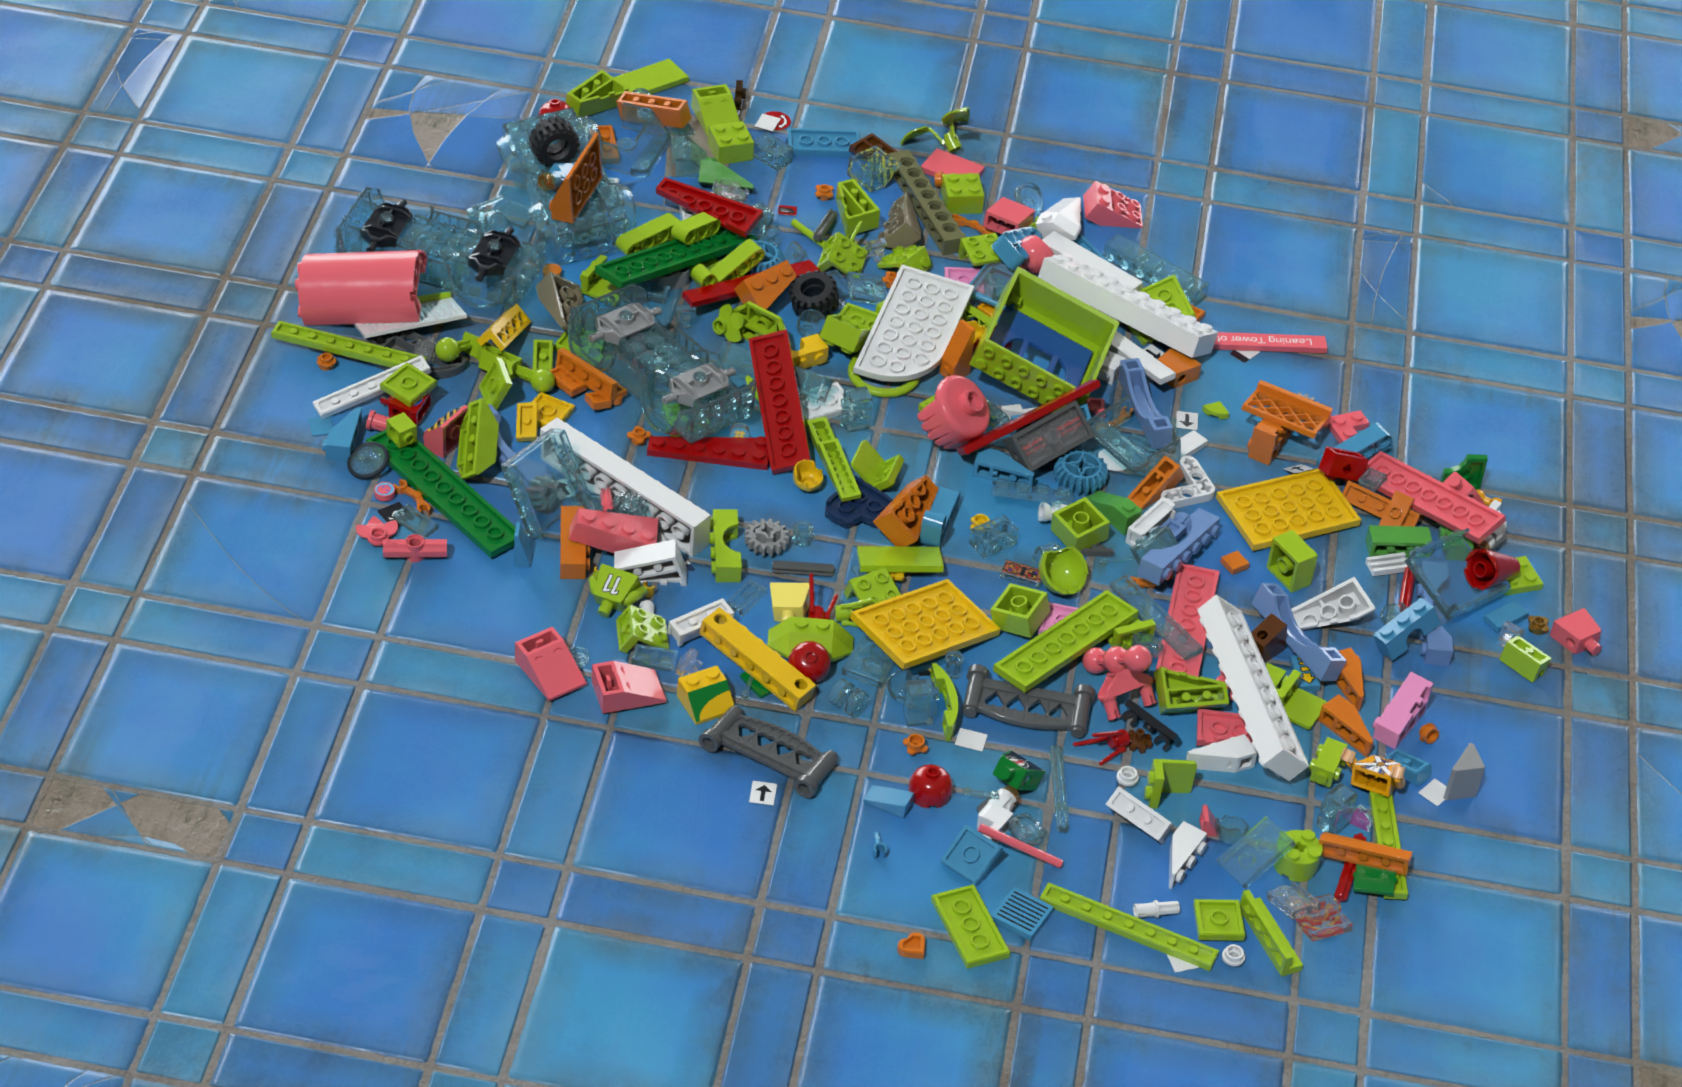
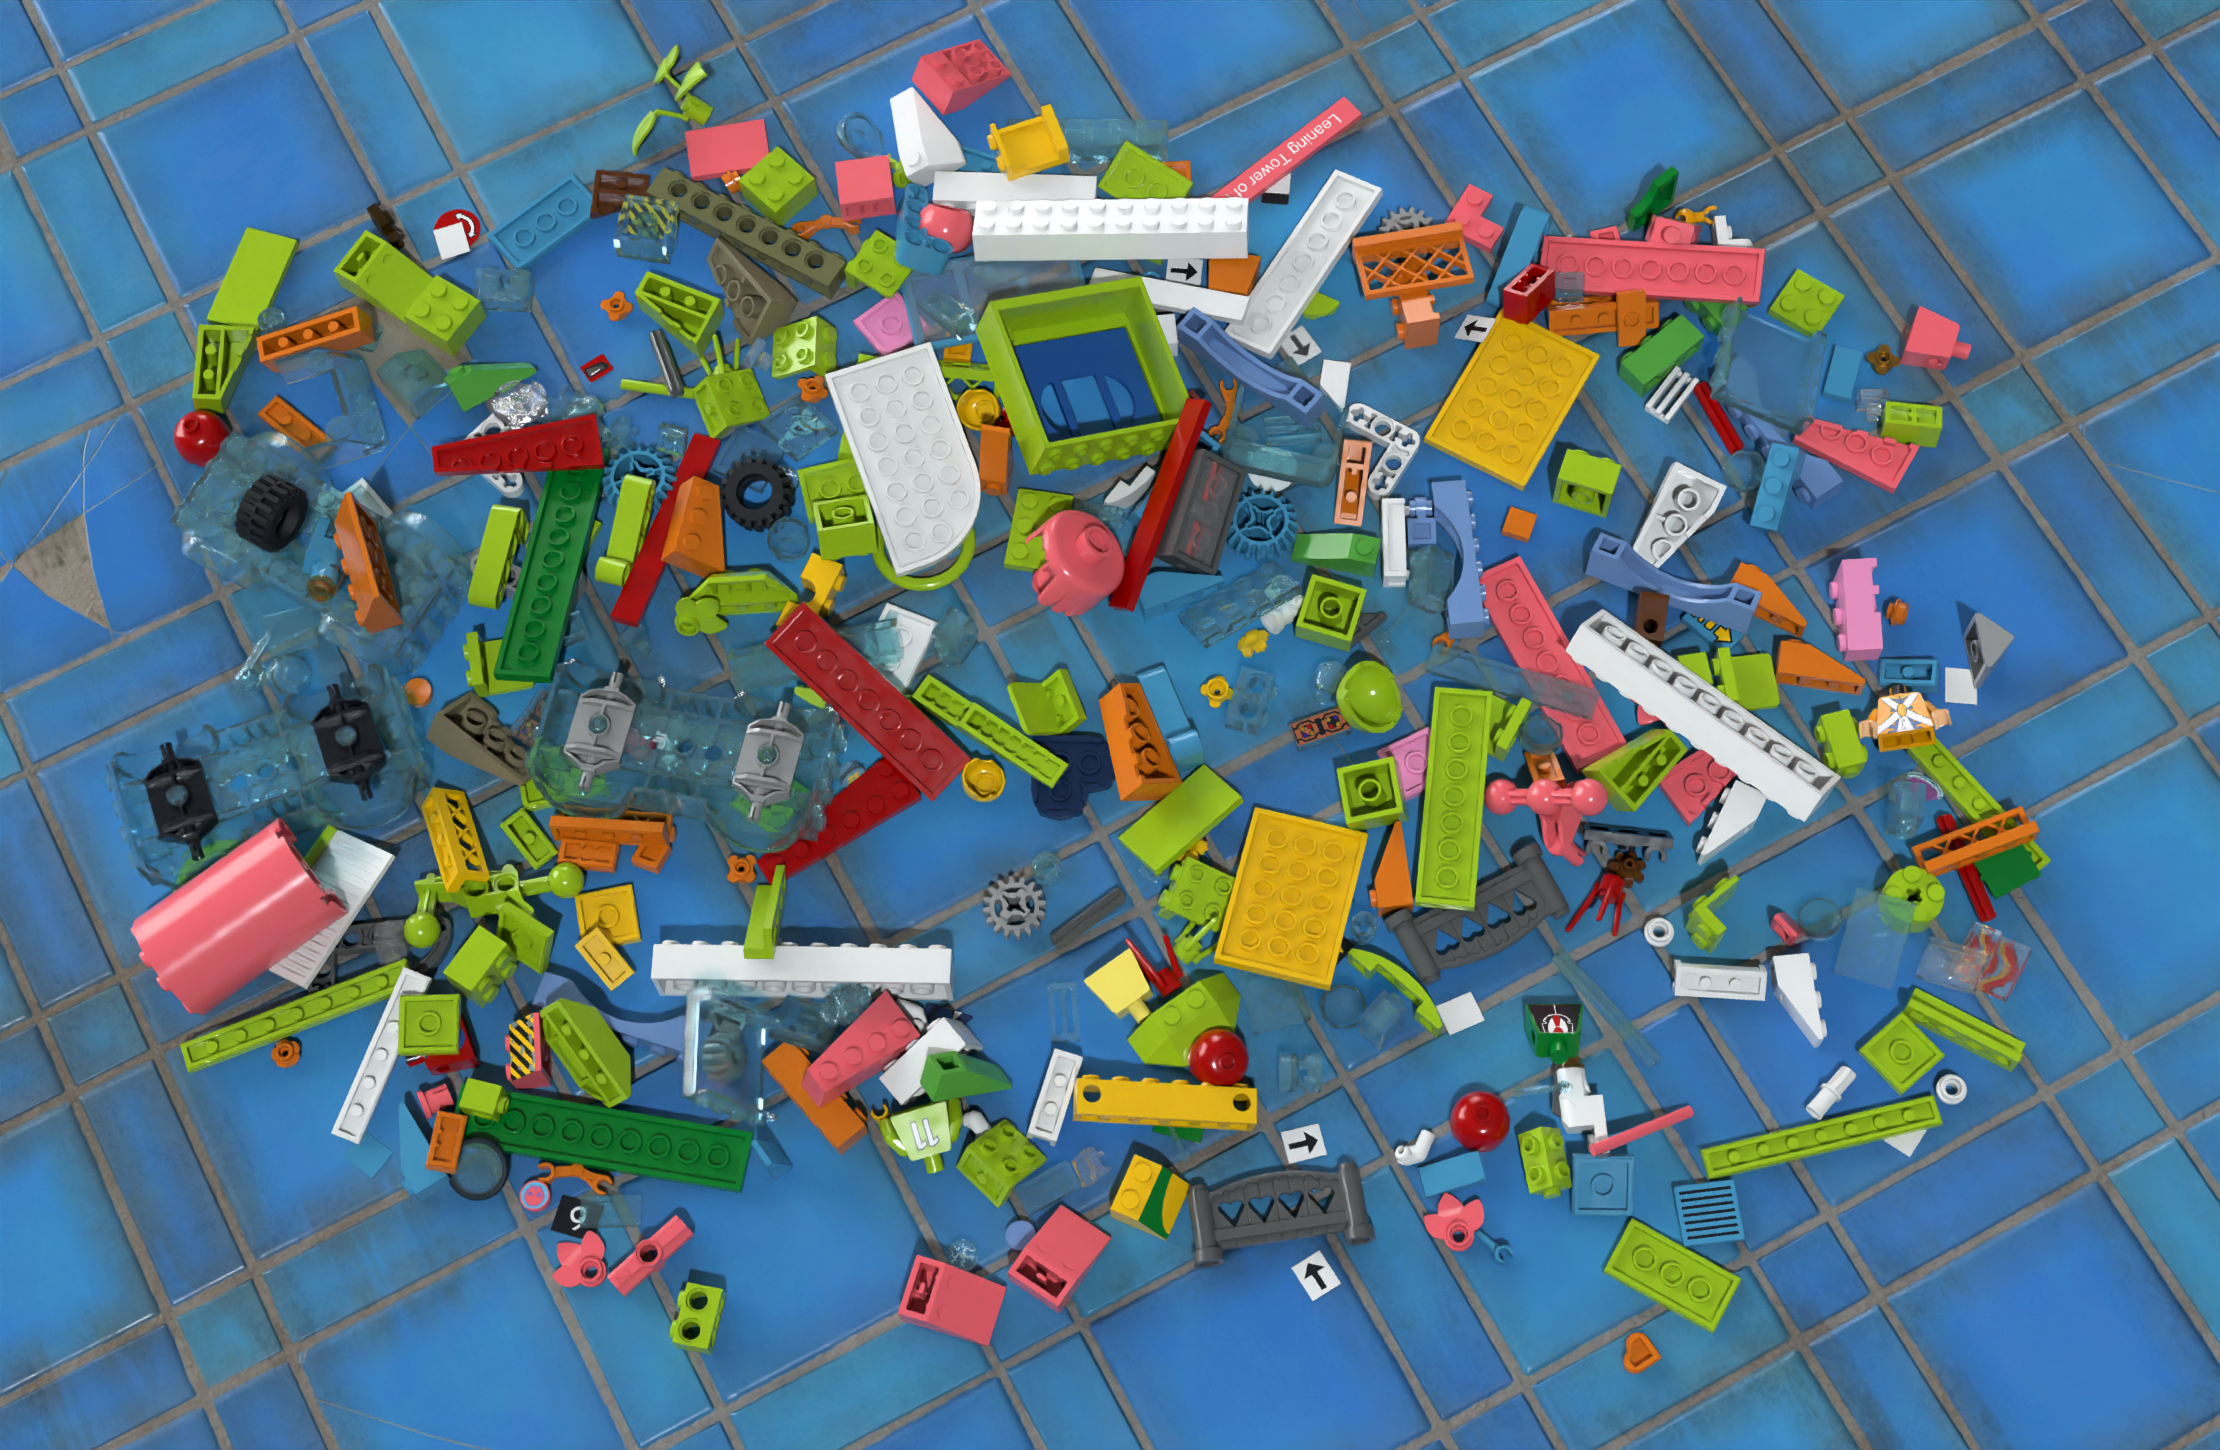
camera: 30 degrees left, 25 degrees up
(364, 434) = (446, 1142): none -> orange plate
(410, 588) = (706, 1319): none -> lime brick
(460, 381) = (481, 967): none -> lime brick
(606, 499) = (811, 1016): coral axle -> none
(631, 451) = (766, 918): none -> lime fence
(656, 569) = (959, 1075): none -> bright green slope
(695, 228) = (540, 504): lime beam -> none
(726, 562) = (1005, 984): lime arch -> none
(819, 735) = (1303, 1143): none -> white sticker
(868, 820) = (1454, 1218): none -> coral plate
(877, 777) = (1416, 1153): none -> white arm
(915, 744) = (1415, 1065): orange plate -> none
(947, 822) = (1545, 1161): none -> lime brick
(995, 650) = (1392, 882): none -> orange slope
(1023, 516) = (1254, 641): none -> yellow plant
(1027, 829) = (1627, 1099): clear light blue hat -> none
(1116, 248) = (1029, 145): none -> yellow panel
(1223, 385) = (1305, 262): none -> white plate
(1479, 653) = (1866, 456): none -> coral wing
(1489, 568) = (1797, 334): red cone -> none

